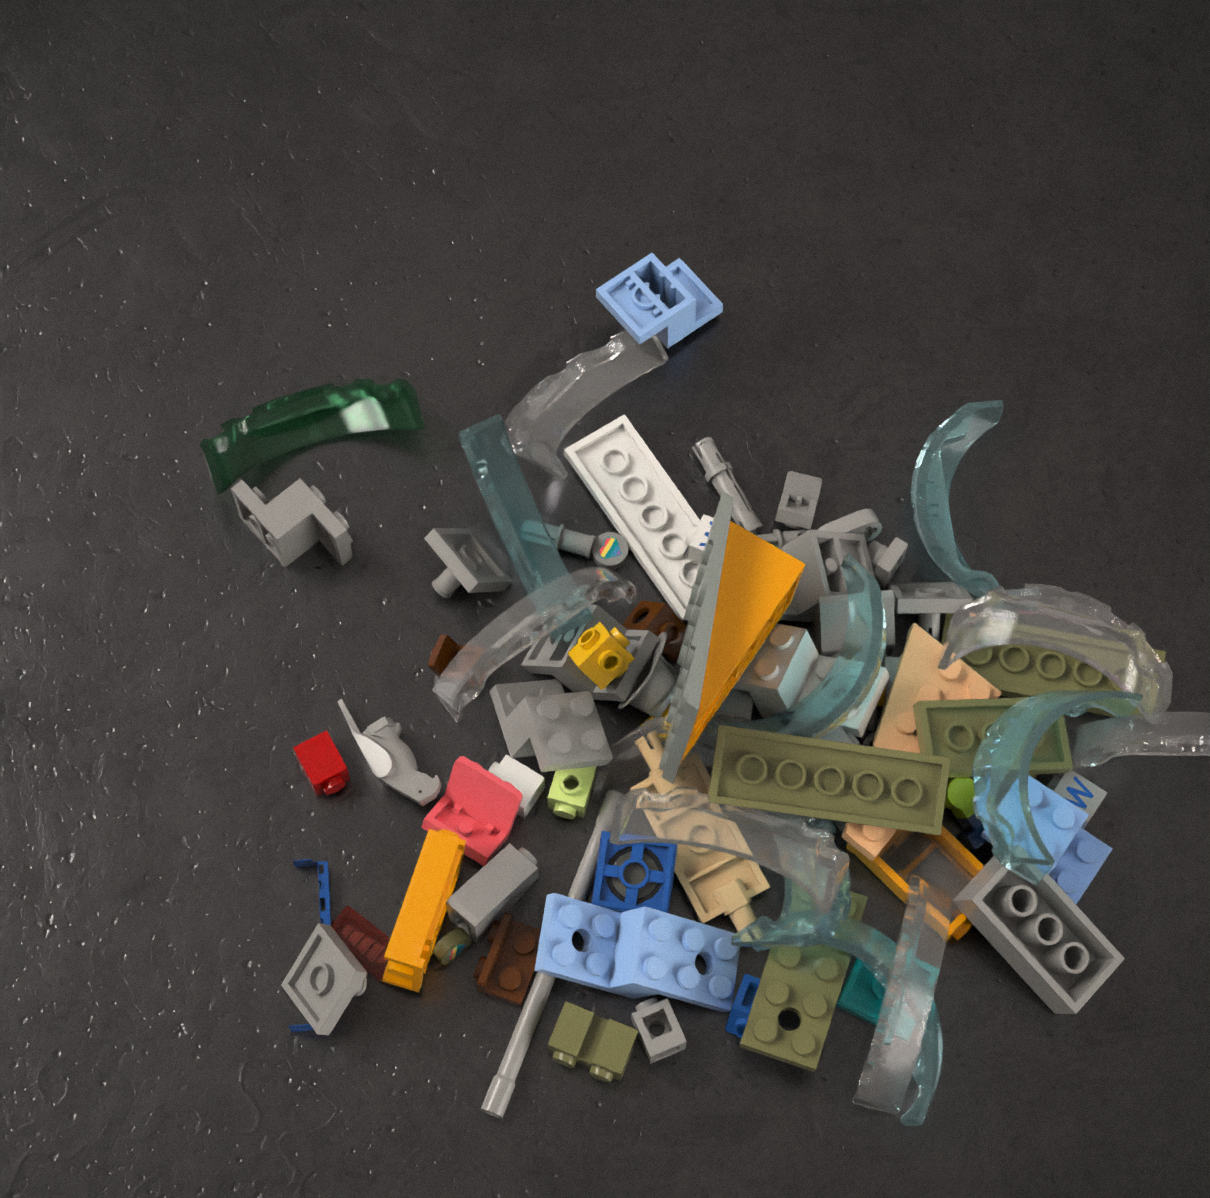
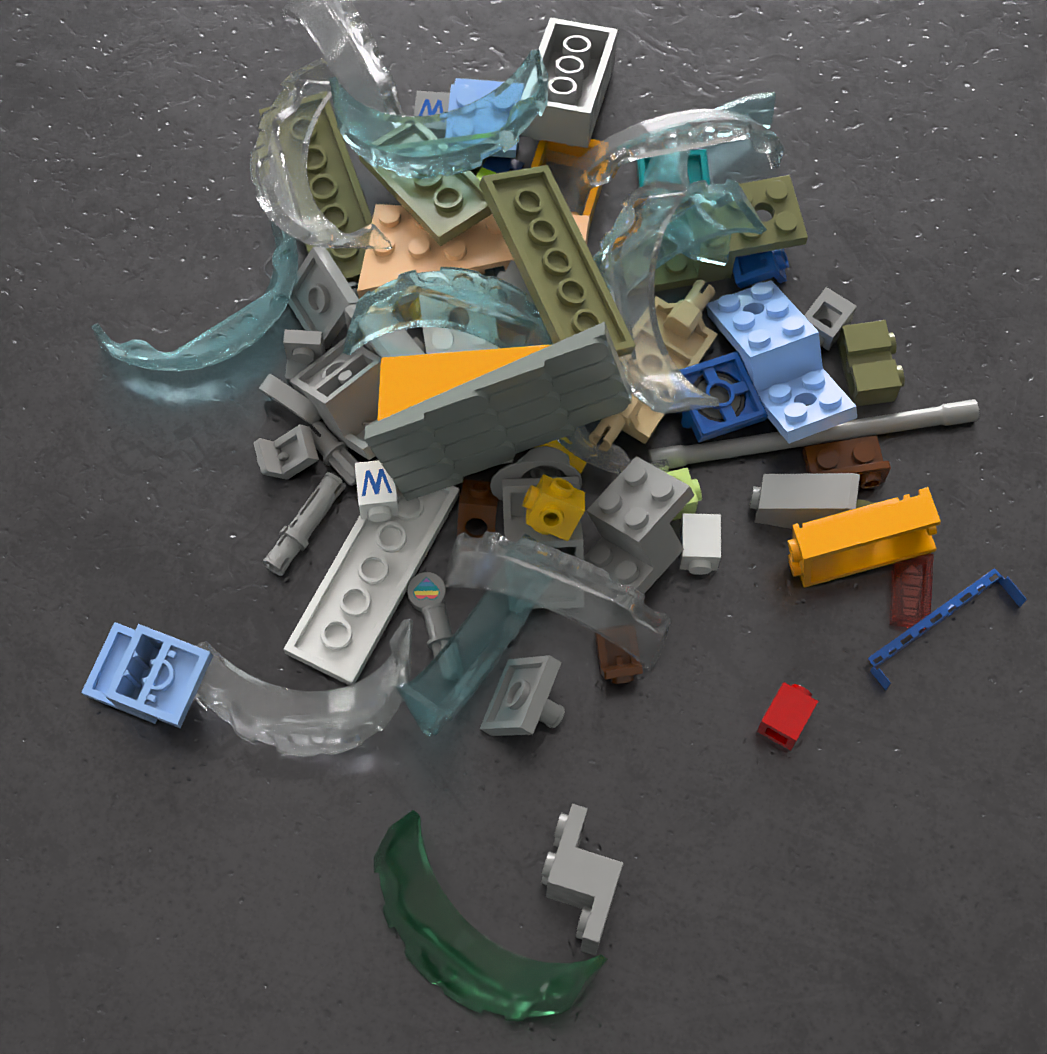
camera: 120 degrees left, 0 degrees up
(324, 979) = (974, 586): light grey tile -> none
(392, 759) = (744, 657): light grey animal -> none
(477, 809) = (751, 557): coral bracket -> none

